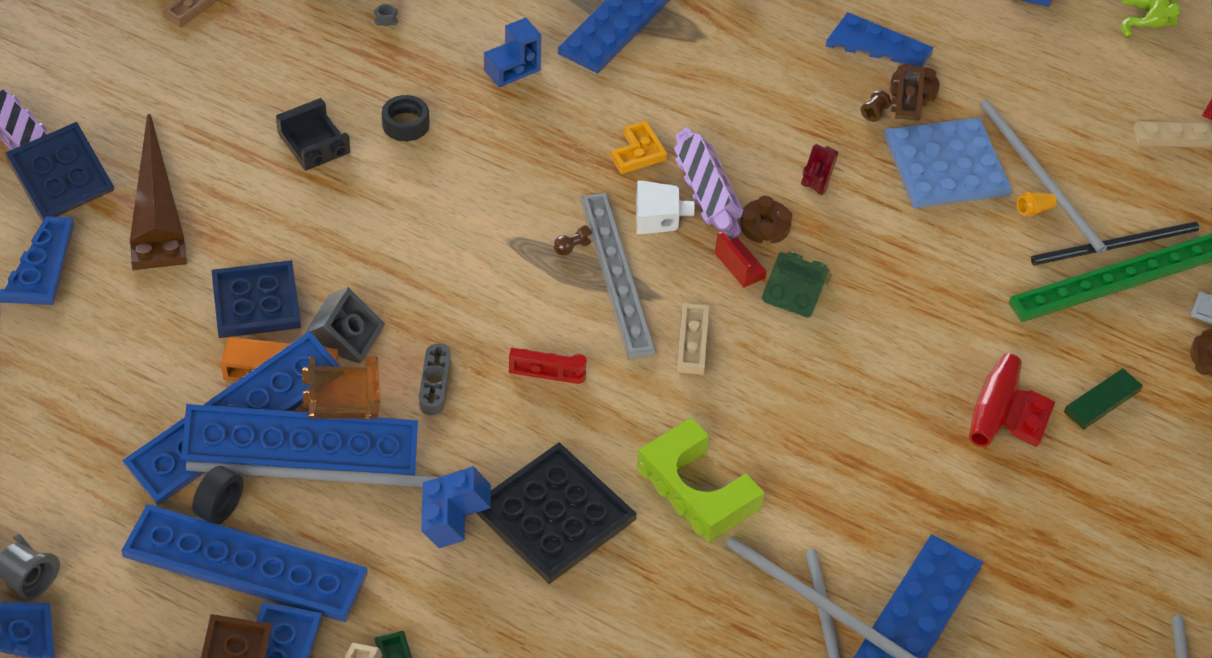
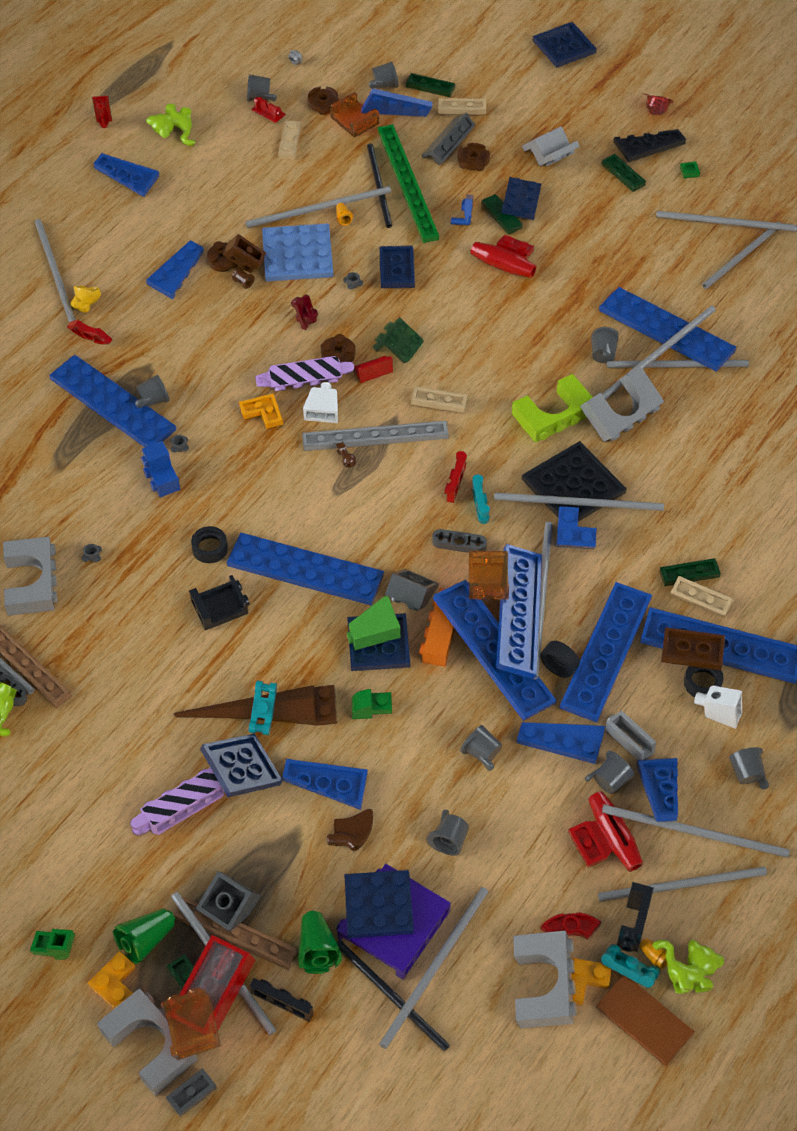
camera: 80 degrees left, 5 degrees up
(78, 415) = (482, 746): none -> dark grey hat
(88, 592) = (630, 736): none -> light grey window
(94, 522) = (568, 740): none -> blue wing
(142, 184) = (263, 708): none -> teal plate
(153, 297) = (367, 703): none -> green brick
(271, 282) = (374, 625): none -> bright green slope
(376, 219) = (305, 568): none -> blue plate
(509, 394) = (480, 499): none -> teal plate
(511, 517) = (579, 501): none -> light grey piece
(569, 74) = (179, 439): none -> dark grey plate
(645, 35) = (151, 392): none -> dark grey hat
(732, 597) = (644, 398): none -> light grey arch
(837, 537) = (604, 344): none -> dark grey hat
(905, 225) = (353, 280): none -> dark grey plate
(946, 272) = (397, 267): none -> dark blue plate
(1090, 341) = (467, 206): none -> blue plate
(1143, 419) = (521, 198): none -> dark blue plate

